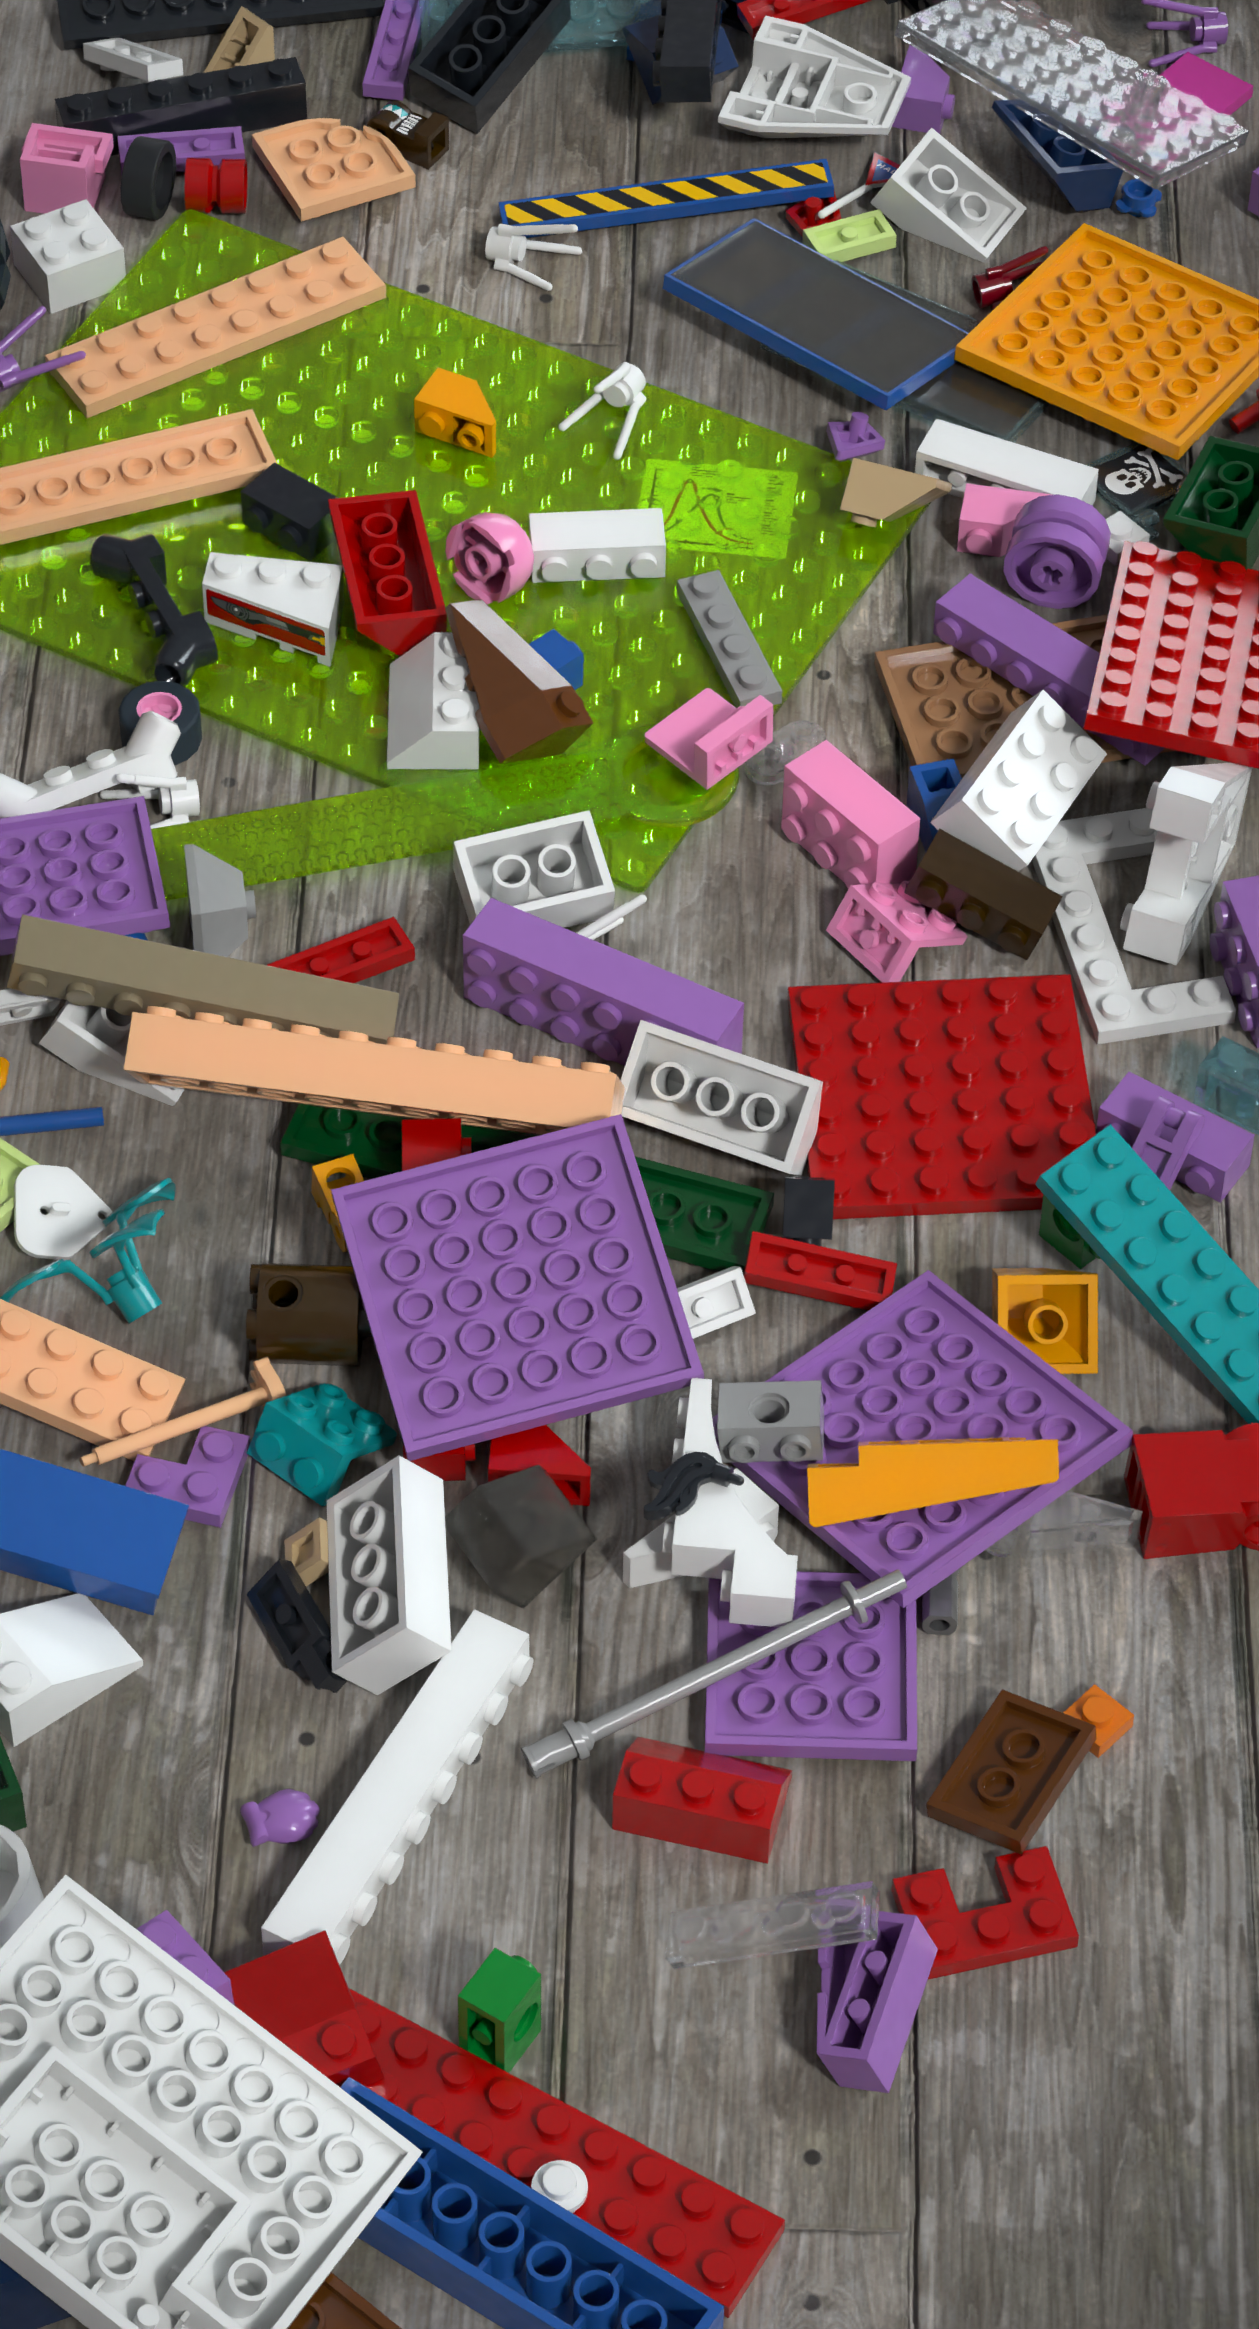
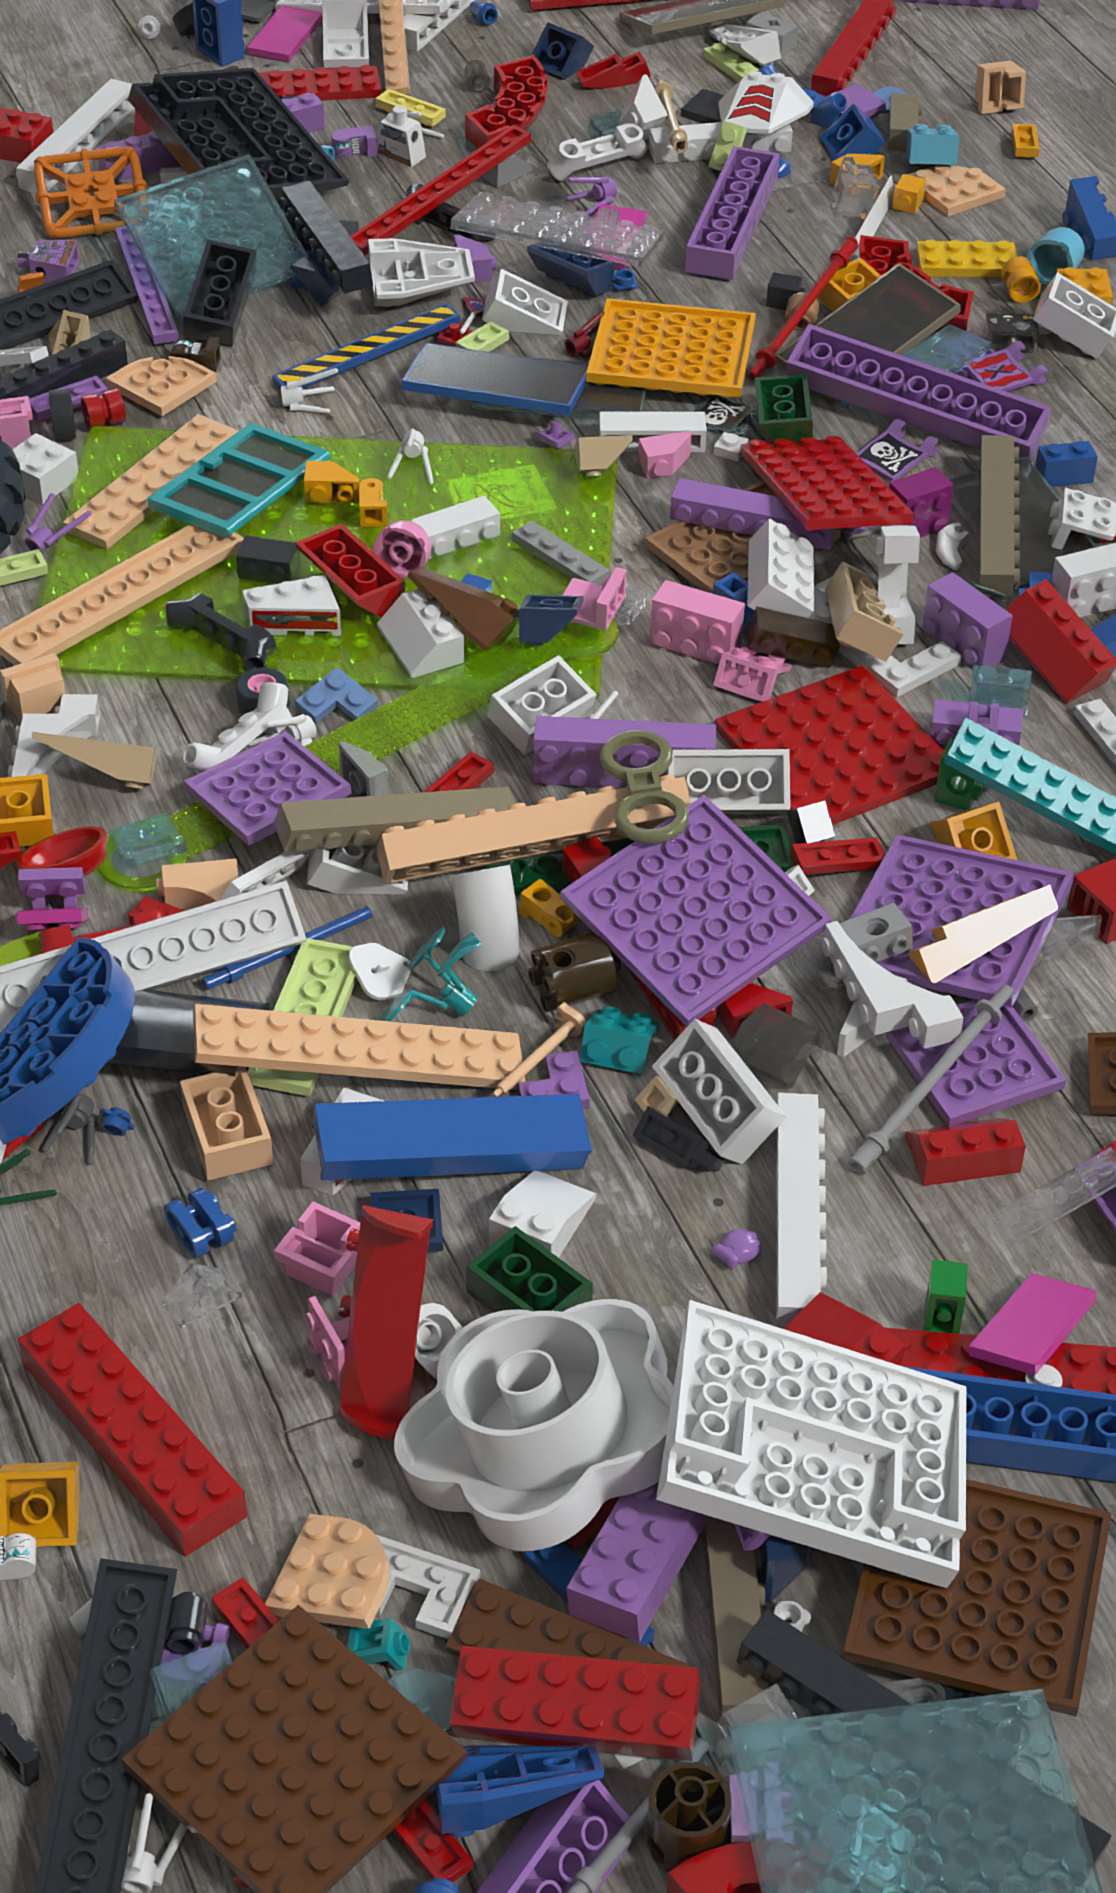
camera: 25 degrees left, 5 degrees down
(236, 1187) = (488, 910): none -> white brick
(260, 754) = (336, 691): none -> medium blue plate
(329, 364) = (236, 480): none -> door
(498, 464) = (372, 503): none -> light orange leg
(542, 1070) = (644, 787): none -> olive bar
(605, 2098) = (1032, 1324): none -> dark pink tile
(619, 735) = (546, 616): none -> dark blue slope
(682, 1481) = (862, 977): black piece -> none
(1057, 551) = (712, 455): medium lavender wheel -> none
(1098, 891) = (860, 614): none -> tan wedge

